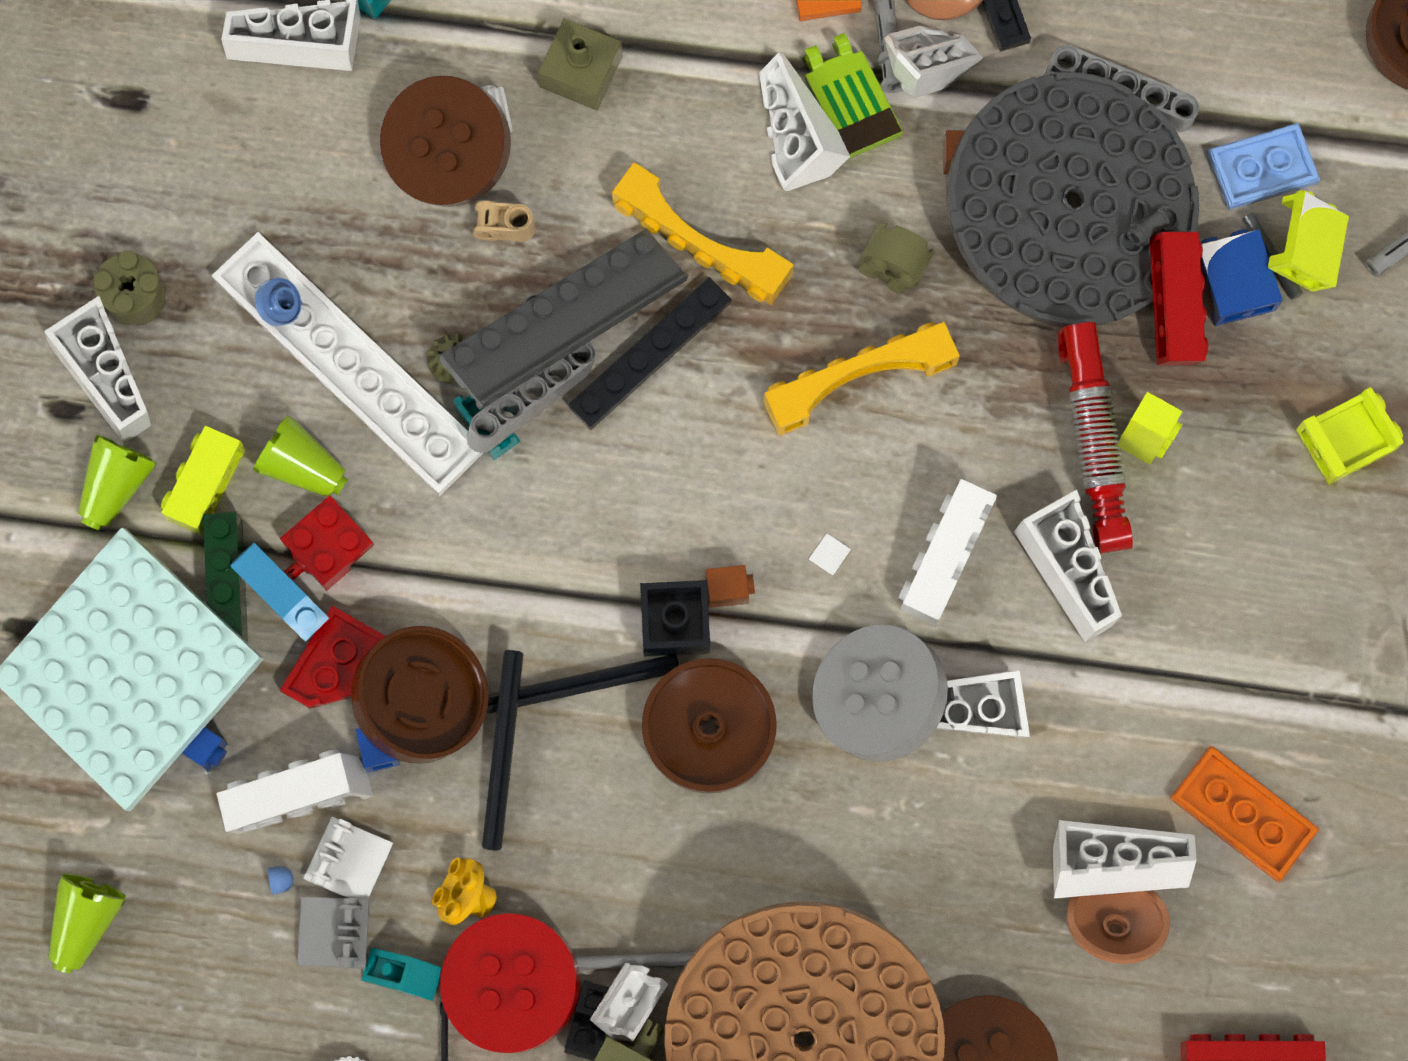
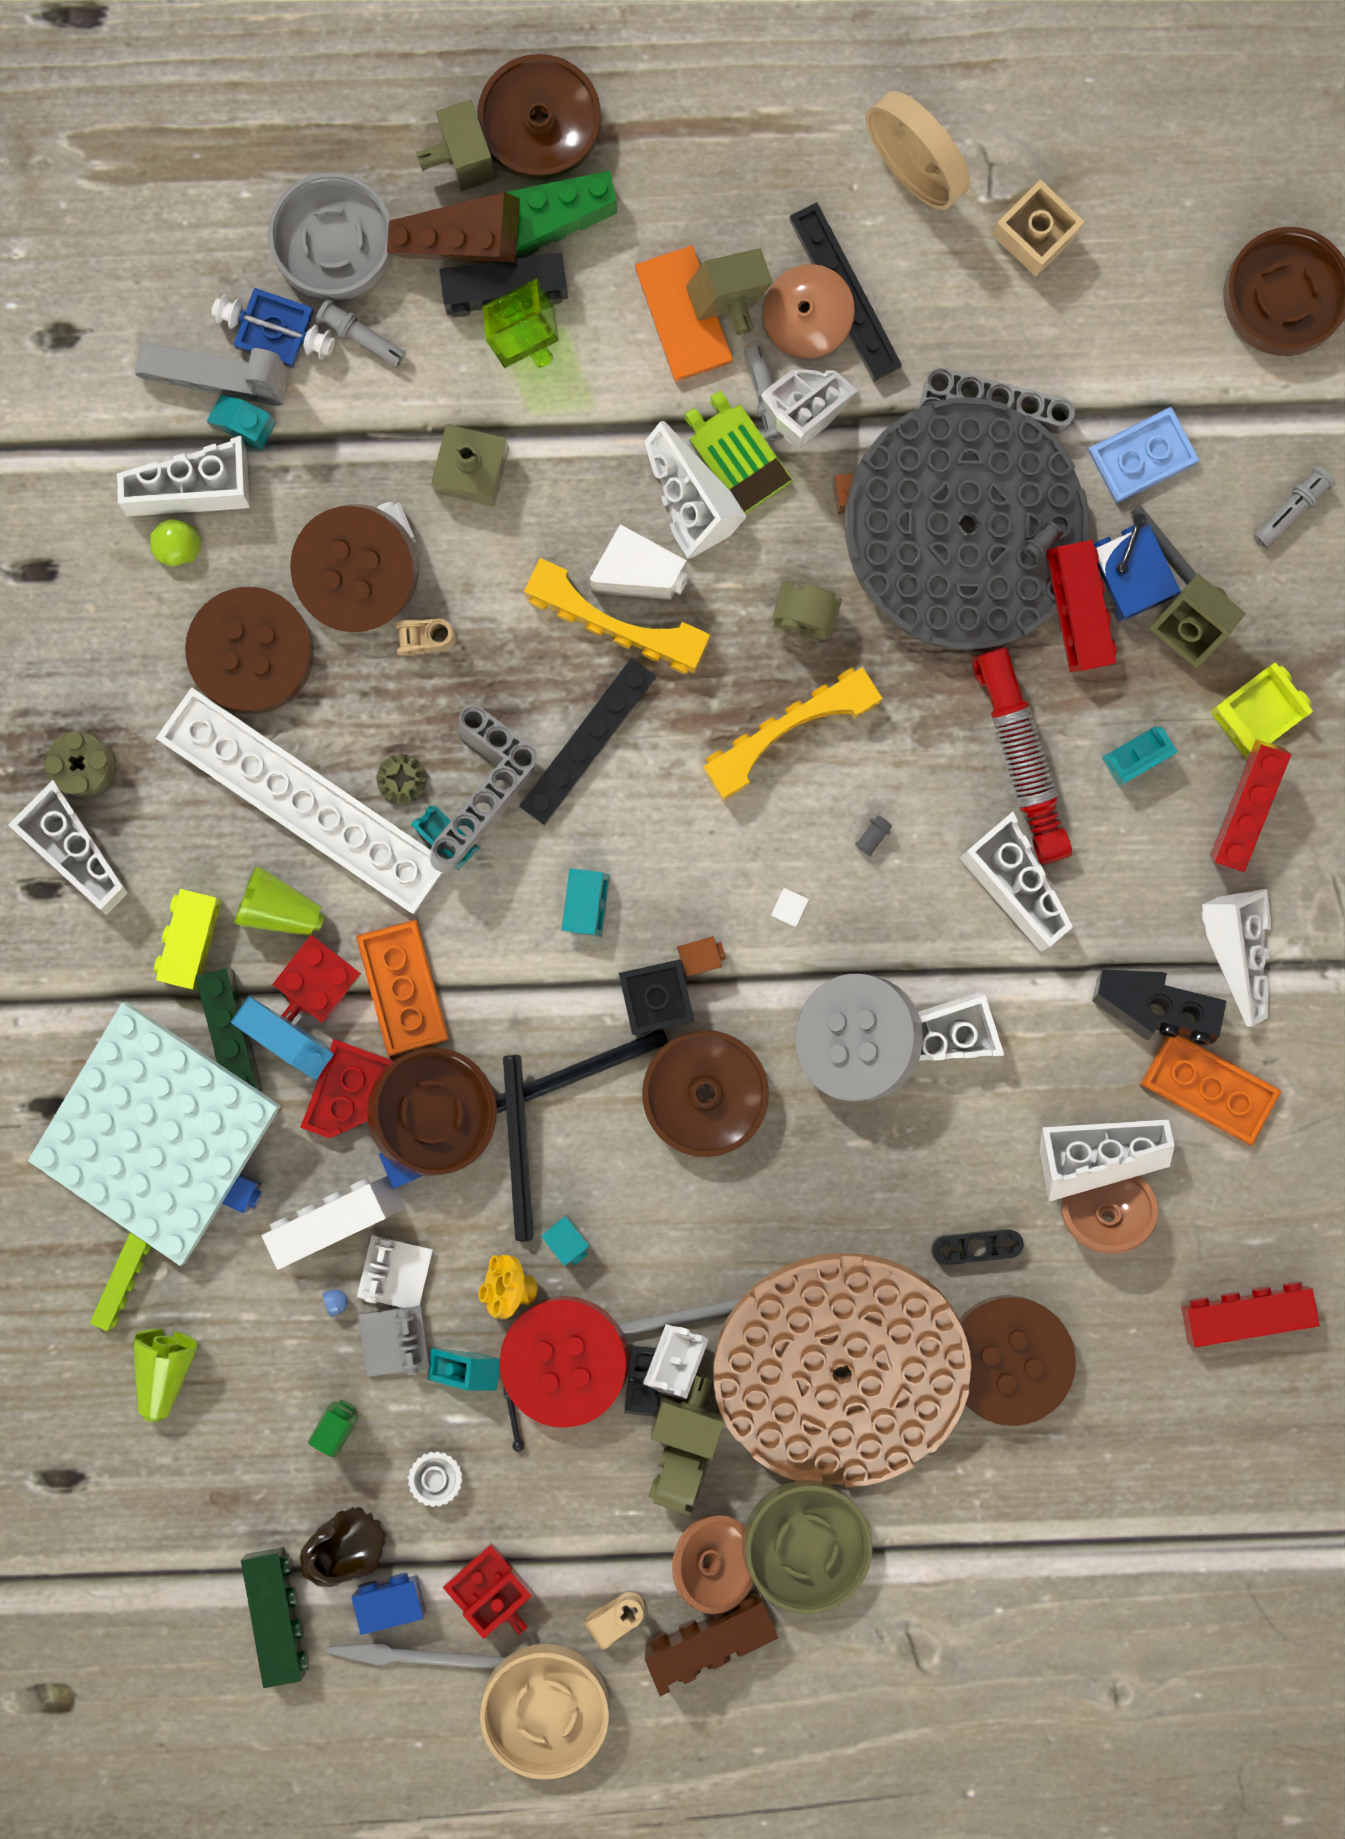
camera: 10 degrees left, 10 degrees up
(59, 820) = (120, 1283): none -> lime piece
(111, 481) = (102, 954): lime cone -> none
(252, 1009) = (334, 1428): none -> green brick
(270, 91) = (175, 542): none -> lime hair
(278, 302) = (225, 756): medium blue plate -> none
(323, 207) = (249, 650): none -> reddish brown piece
(413, 566) = (402, 988): none -> orange tile
(535, 857) = (566, 1241): none -> teal brick
(562, 318) = (500, 727): dark grey plate -> none
(619, 511) = (585, 902): none -> teal hinge
(731, 189) = (638, 569): none -> white slope
(929, 494) = (874, 835): none -> dark grey pin
(947, 553) = (900, 891): white wedge -> none
(996, 932) = (1001, 1252): none -> black beam
(1151, 429) = (1074, 742): neon yellow brick -> none
(1174, 698) = (1129, 997): none -> black brick
(1217, 460) = (1139, 755): none -> teal hinge
(1249, 225) = (1139, 521): none -> black hinge
(1294, 662) = (1237, 936): none -> white wedge
(1295, 331) = (1197, 620): none -> olive brick
(1312, 242) = (1202, 528): neon yellow panel -> none
(1325, 524) = (1250, 805): none -> red brick

